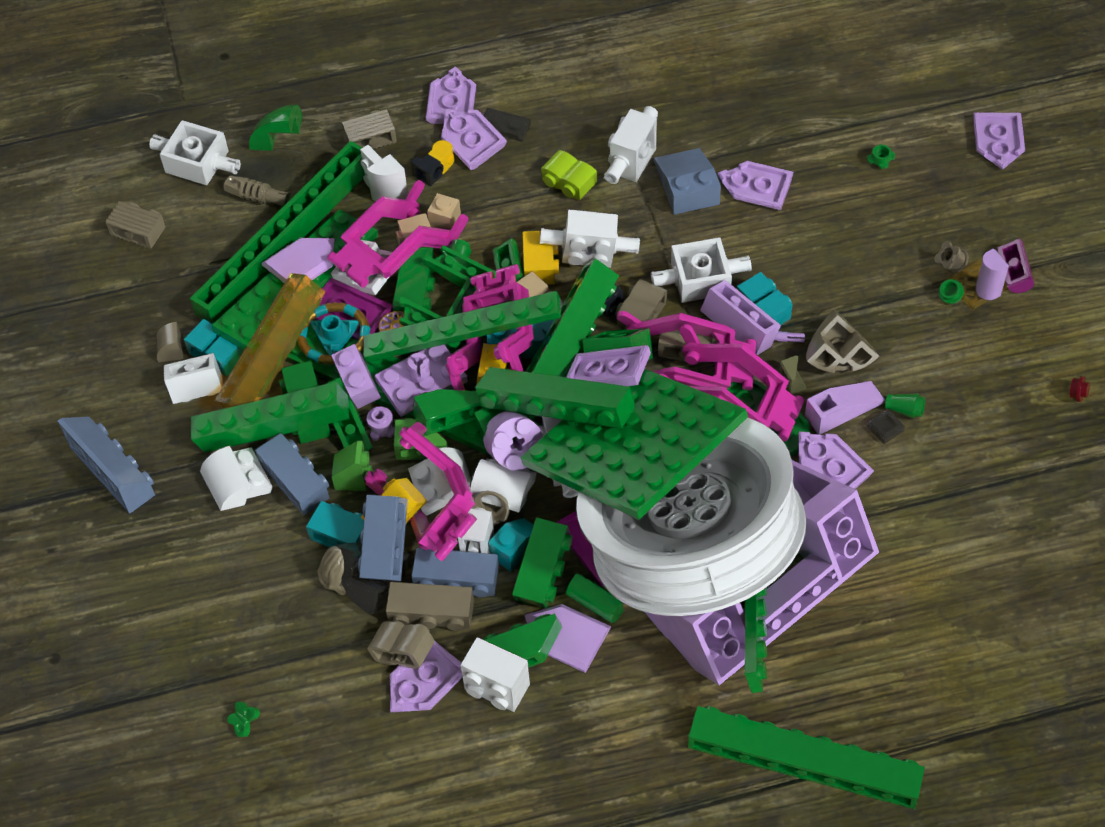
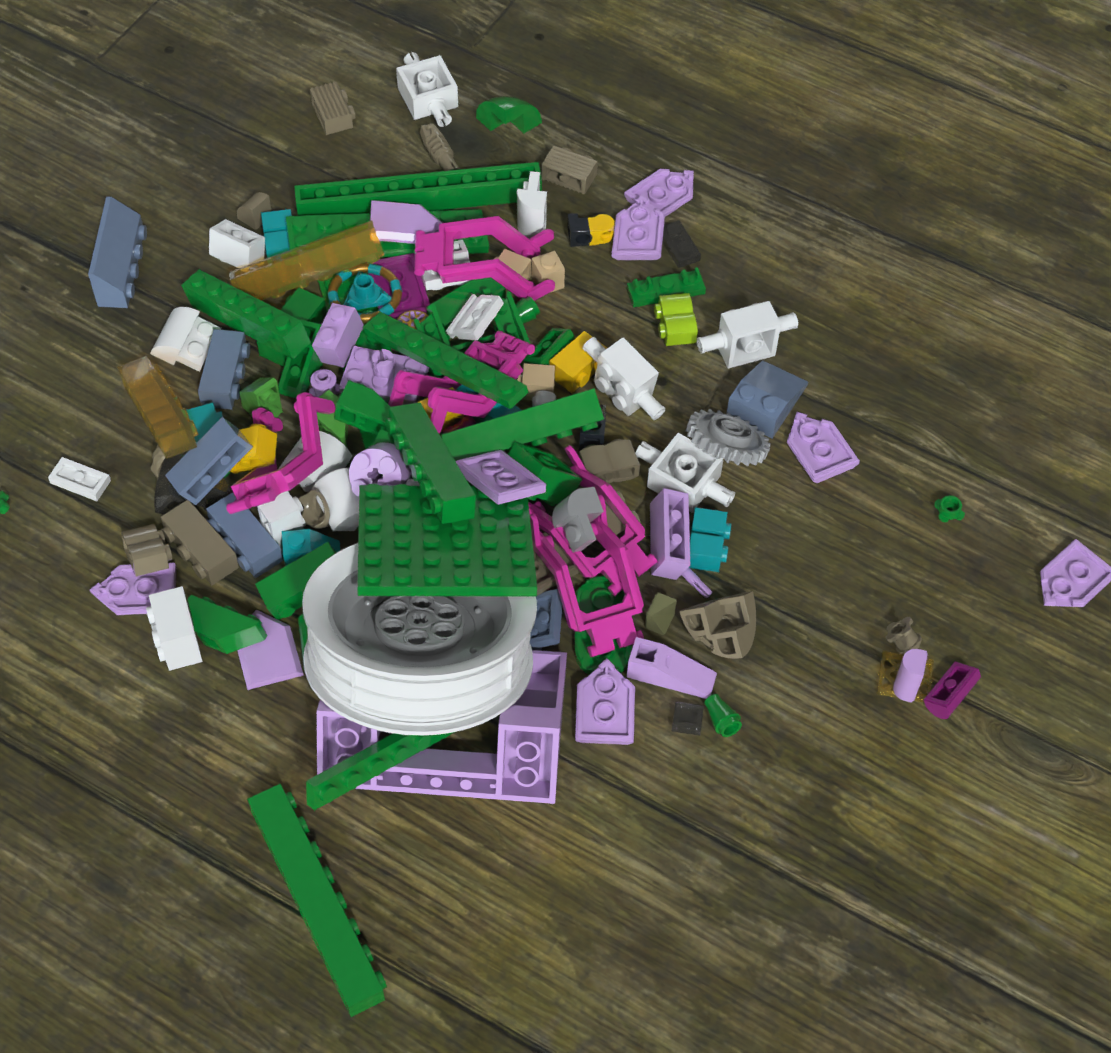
camera: 40 degrees right, 0 degrees up
(282, 643) = (79, 479): none -> white plate
(292, 535) = (158, 407): none -> clear yellow brick
(442, 281) = (475, 317): none -> white plate
(532, 161) = (648, 291): none -> green plate
(682, 352) = (575, 515): none -> light grey brick
(702, 223) = (728, 437): none -> light grey gear
(951, 291) = (871, 662): green plate -> none
(1079, 388) = (881, 832): dark red plate -> none

